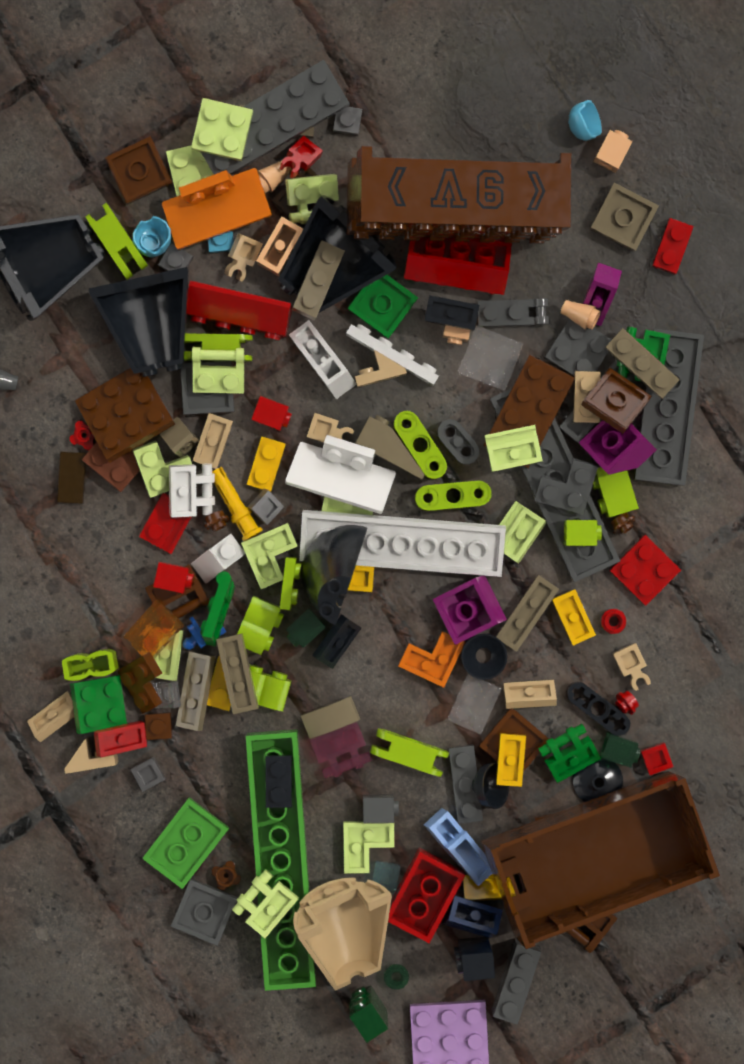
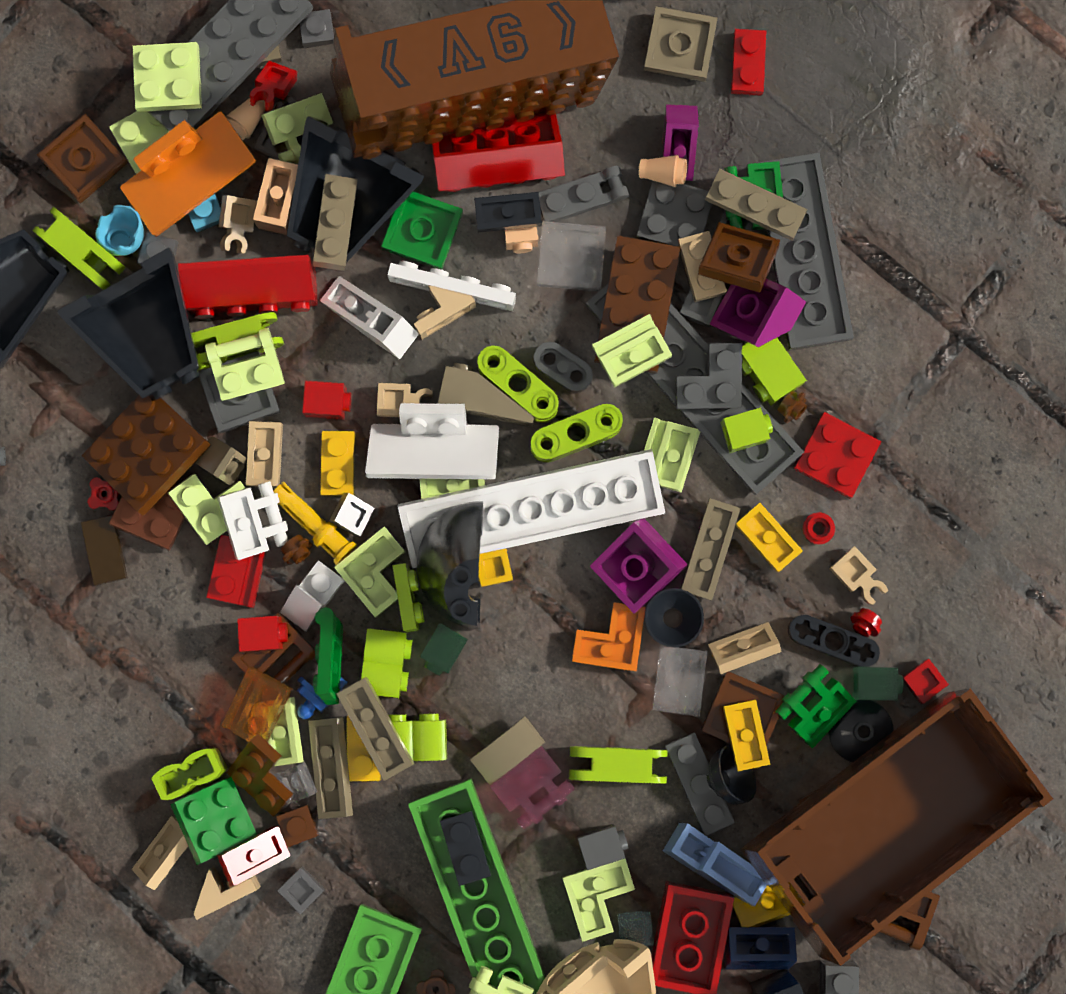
camera: 20 degrees left, 5 degrees down
(336, 641) = (487, 653): black plate -> none

